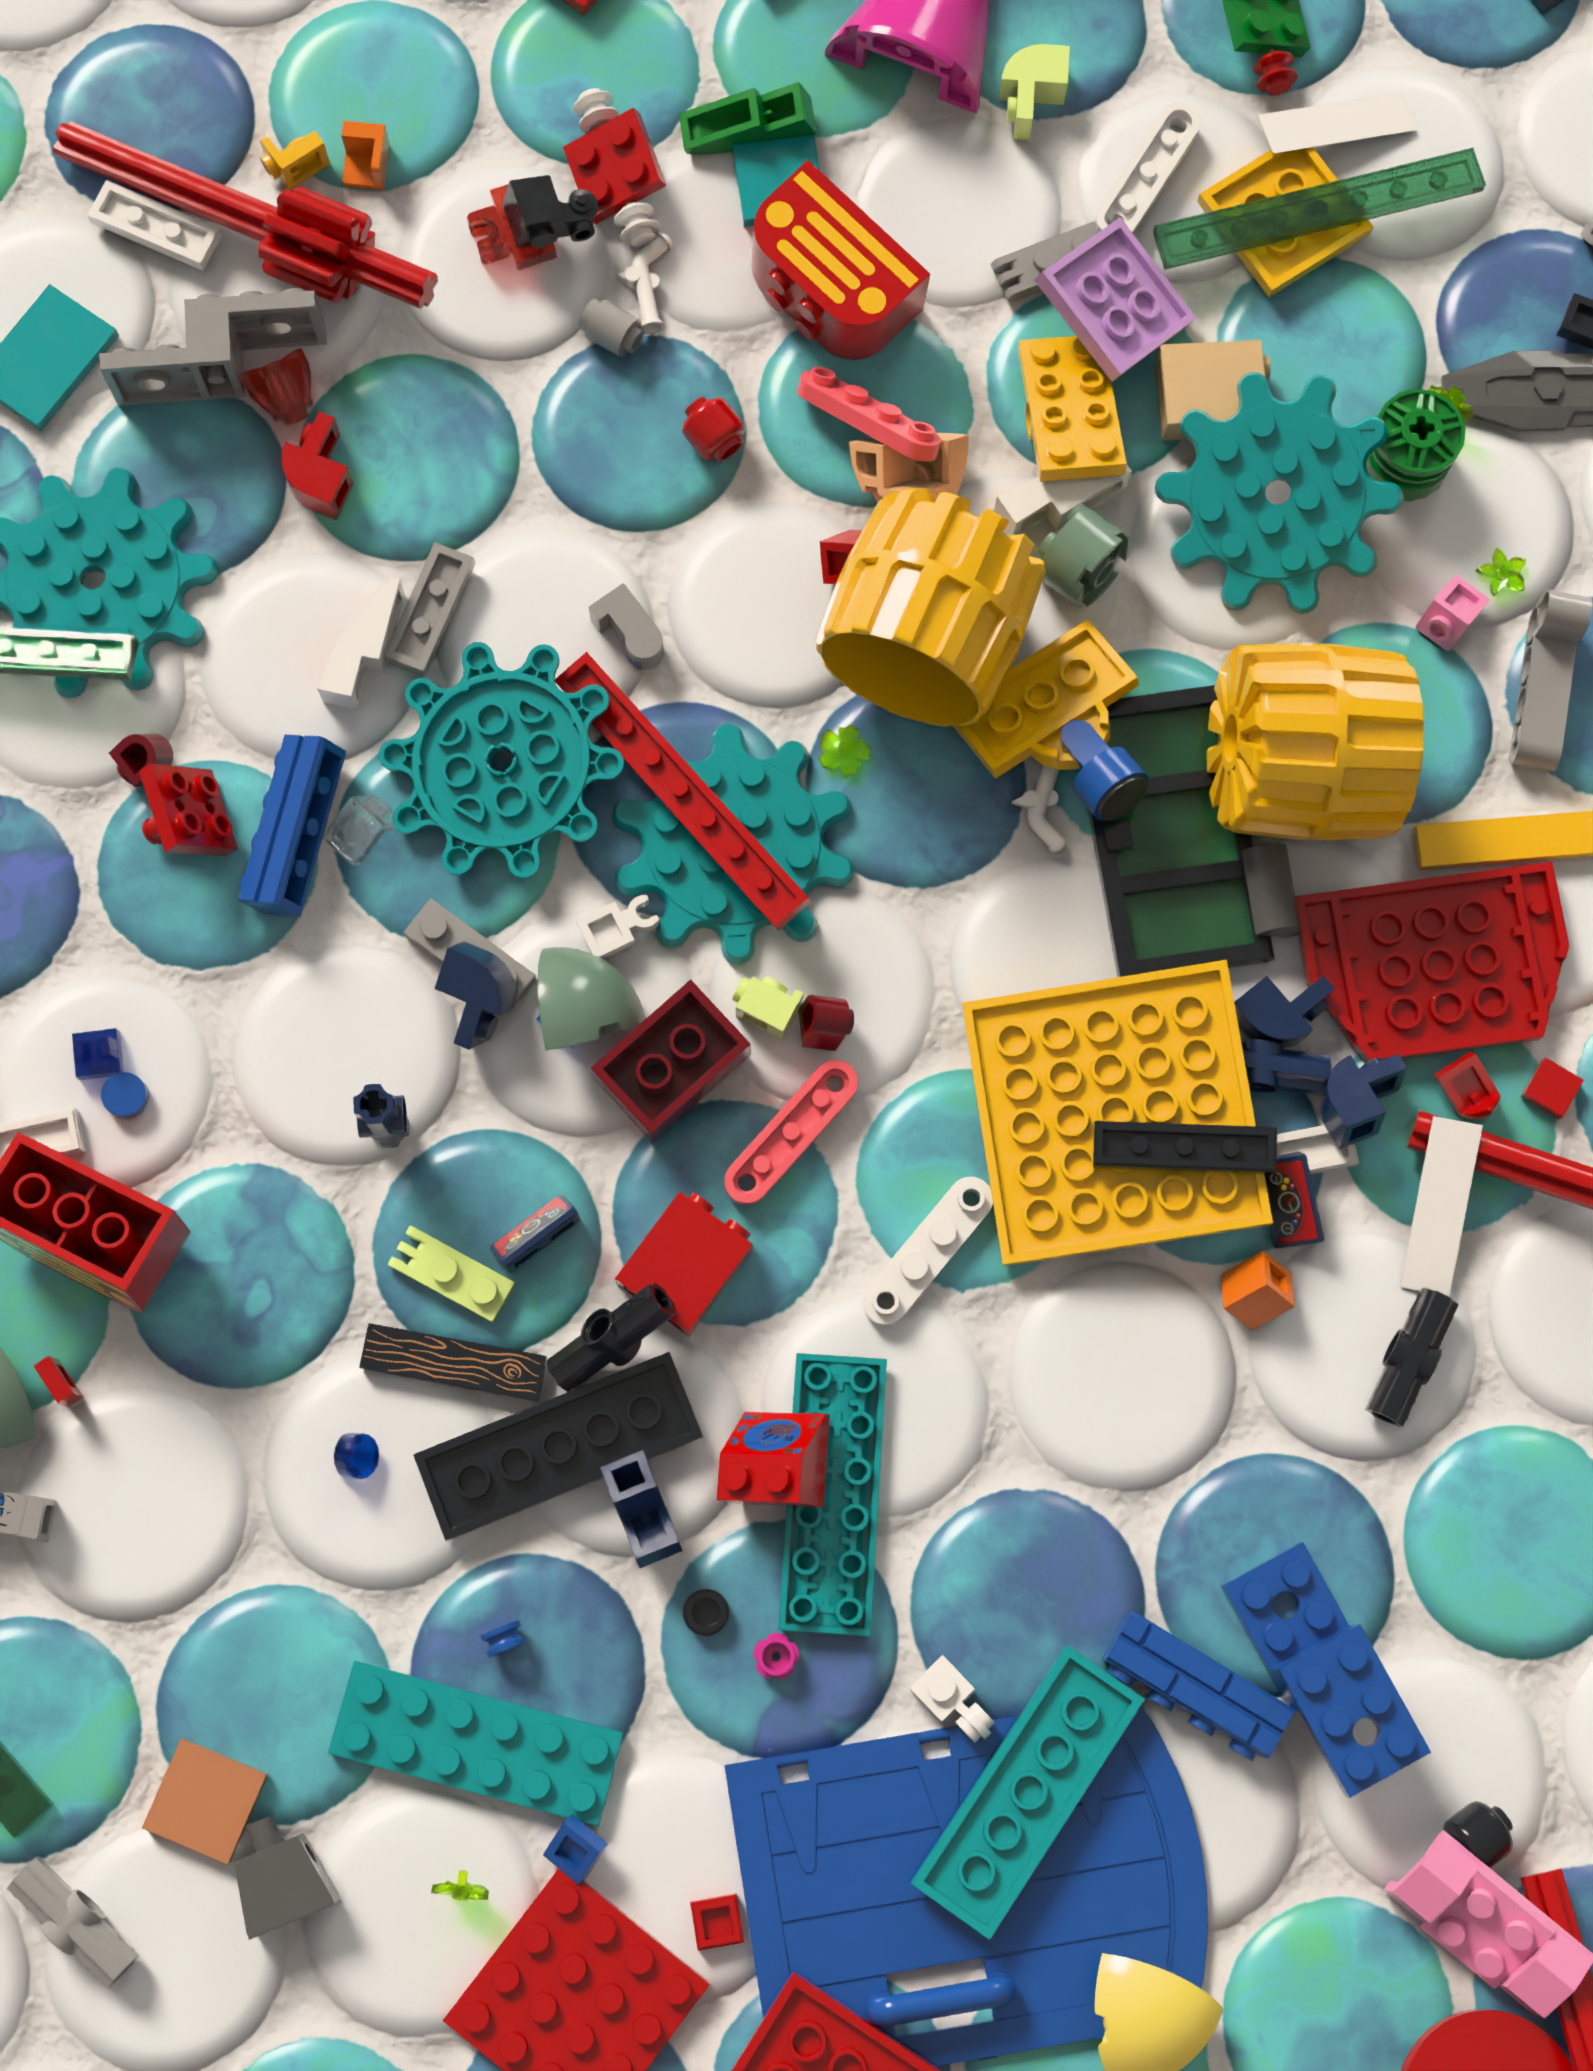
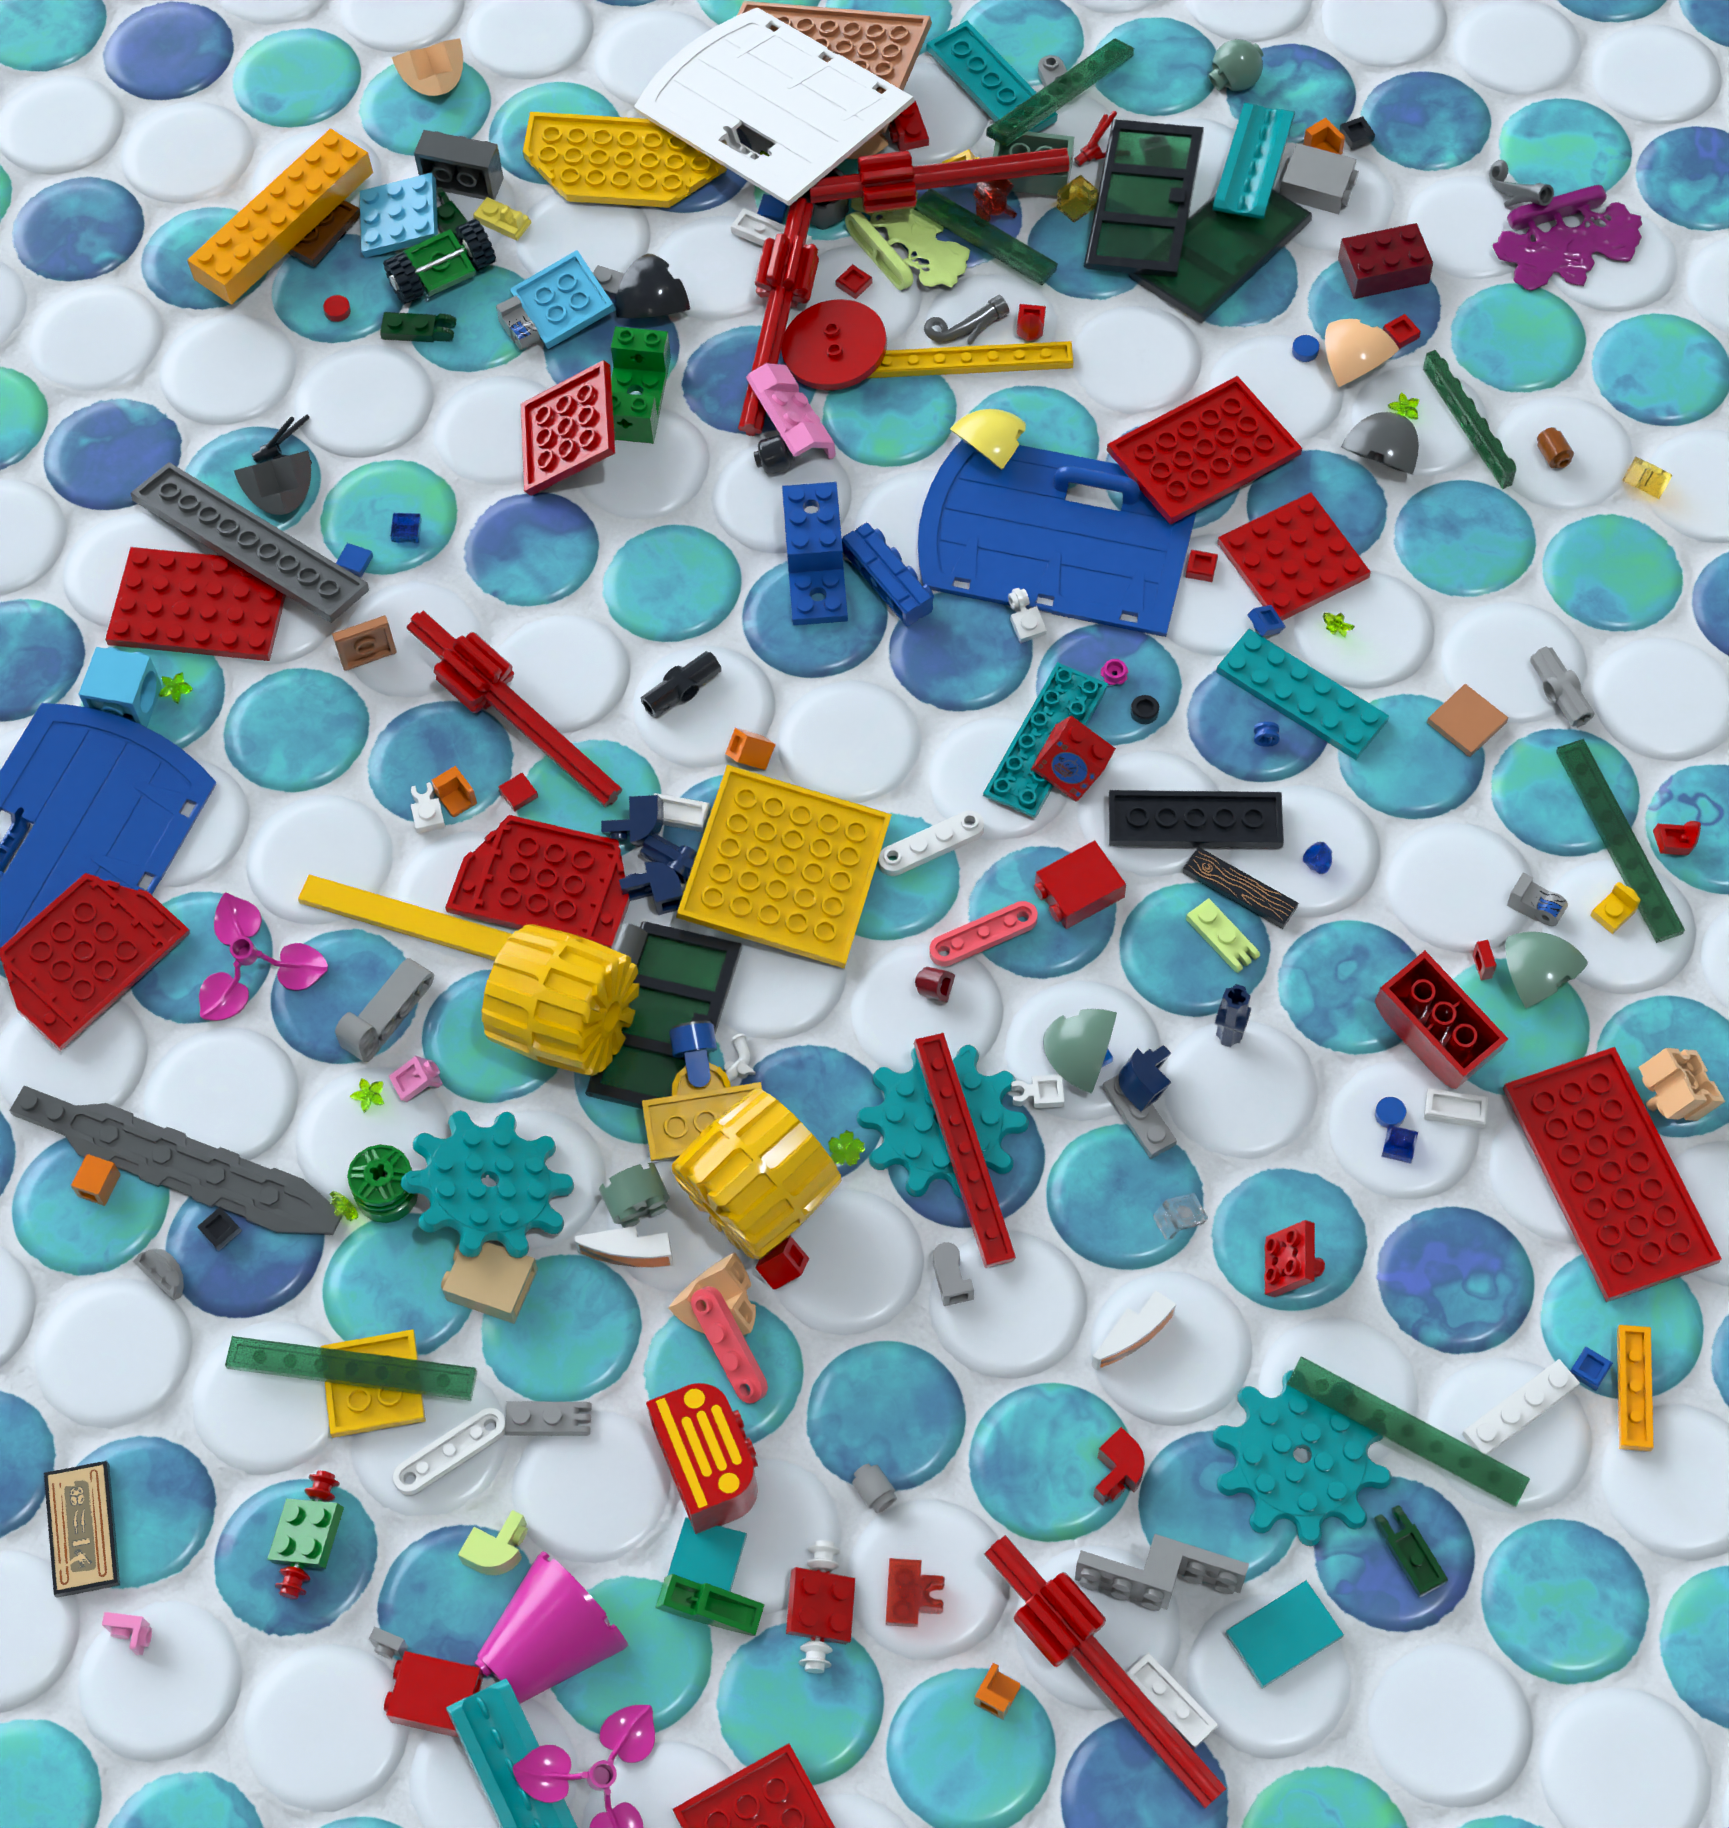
camera: 150 degrees left, 15 degrees down
(138, 752) = (1309, 1312): dark red plate -> none
(280, 1880) = (1436, 663): dark grey torso -> none
(282, 387) = (1123, 1533): clear red brick -> none
(292, 825) = (1225, 1228): blue brick -> none
(297, 162) = (1045, 1707): yellow bracket -> none
(429, 609) = (1078, 1340): light grey plate -> none
(492, 714) = (1077, 1185): teal plate -> none
(535, 1233) = (1163, 936): slope -> none
(540, 218) = (892, 1575): black brick -> none
(611, 1337) = (1127, 853): black piece -> none
(641, 1509) = (1160, 761): dark blue brick -> none
(644, 282) = (835, 1516): white piece -> none
(671, 1061) = (1039, 992): dark red brick -> none
(713, 428) = (836, 1383): red head -> none
(767, 1005) = (965, 1007): yellowish green brick -> none
(1027, 1791) = (1004, 557): teal plate -> none
(1070, 411) = (590, 1299): yellow plate -> none
(1115, 299) = (524, 1355): lavender plate -> none
(1185, 1147) = (756, 822): black tile -> none
(1293, 1203) = (704, 784): slope -> none
(1336, 122) = (300, 1433): white sticker -> none
(1441, 1205) = (620, 749): white sticker -> none
(1469, 1088) = (567, 803): red plate -> none

